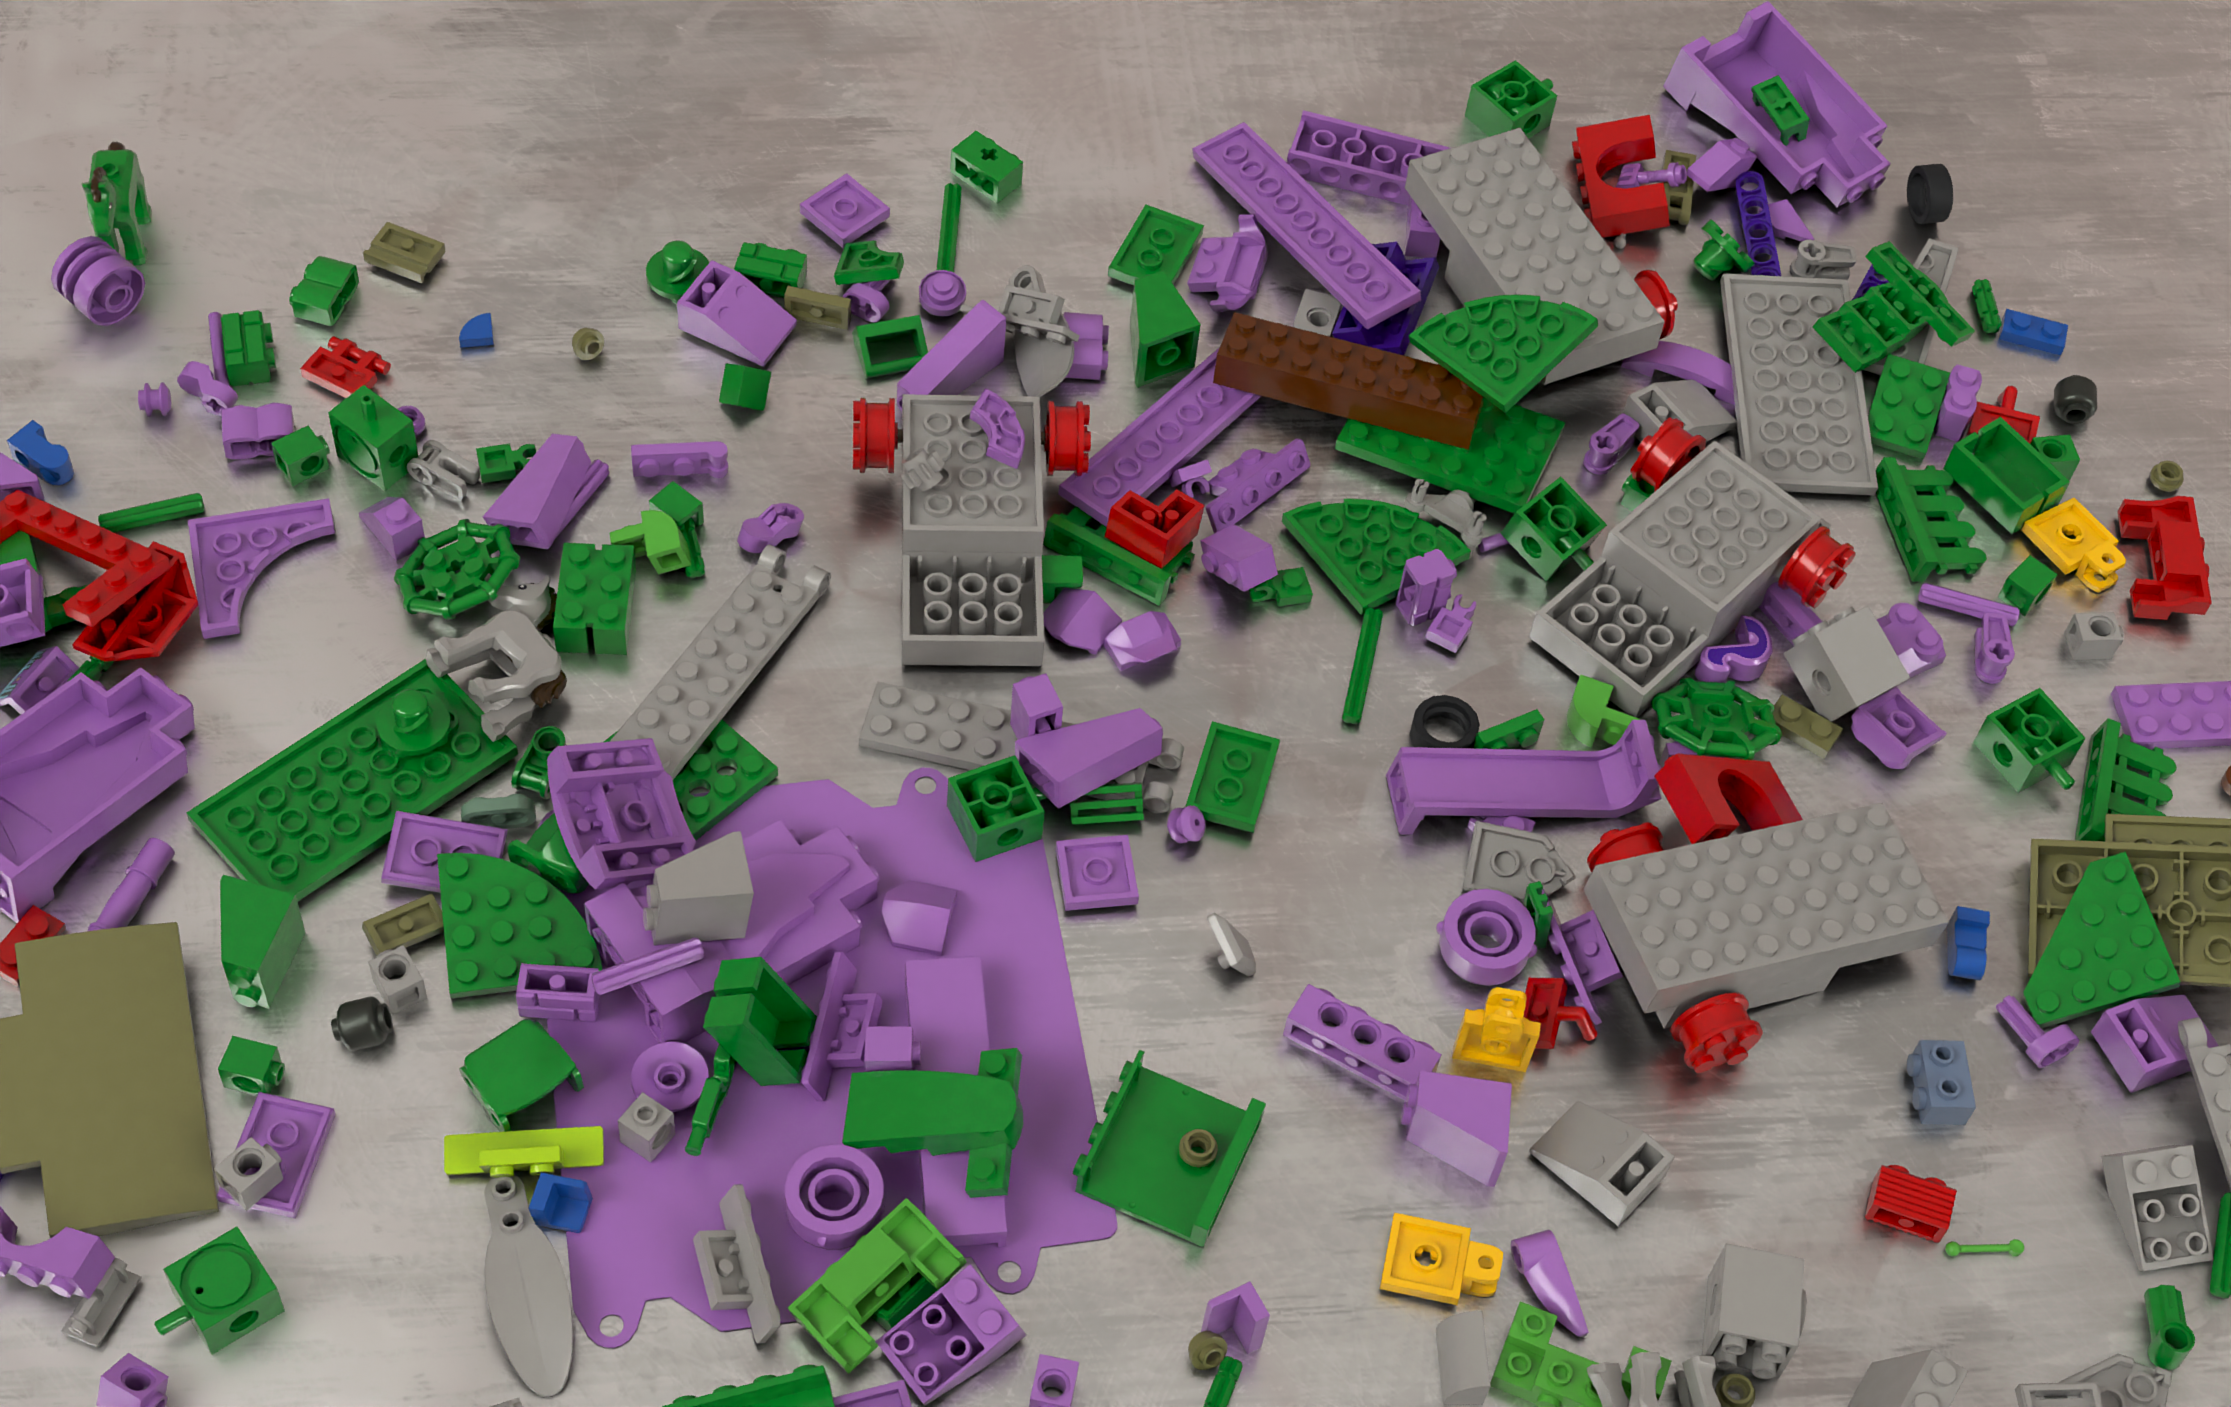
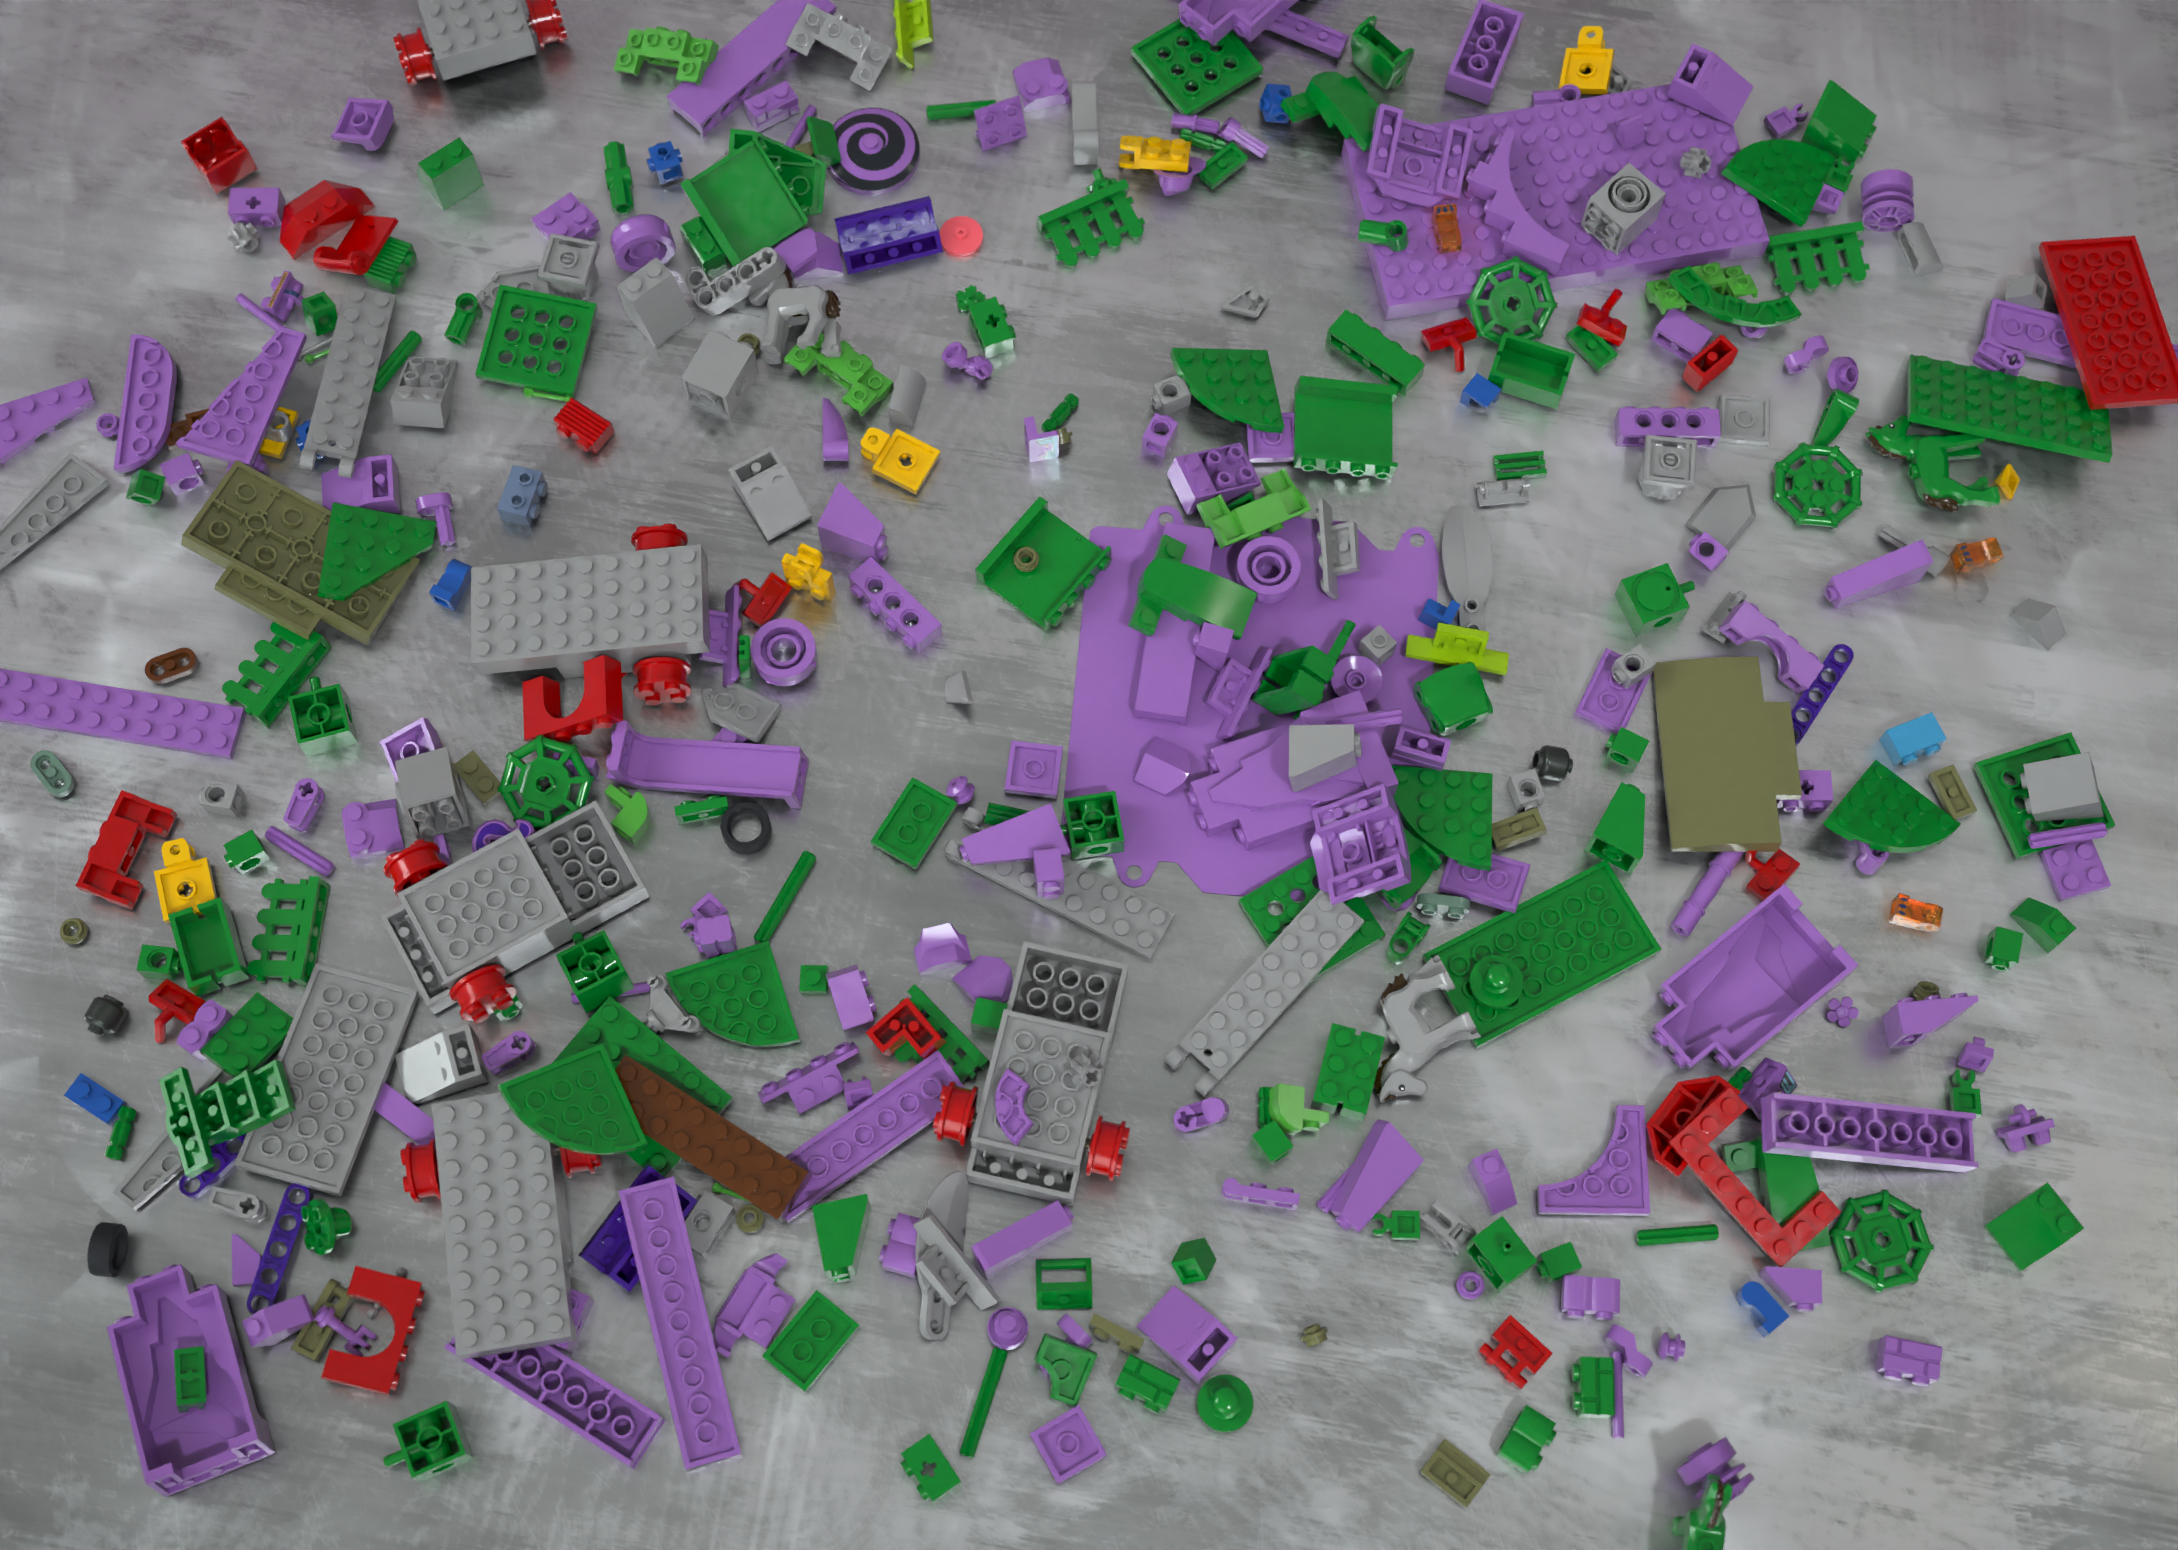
camera: 160 degrees left, 15 degrees up
(439, 577) = (1461, 1126): green plate -> none
(477, 332) = (1402, 1373): blue tile -> none
(2049, 1260) = (534, 304): none -> green piece

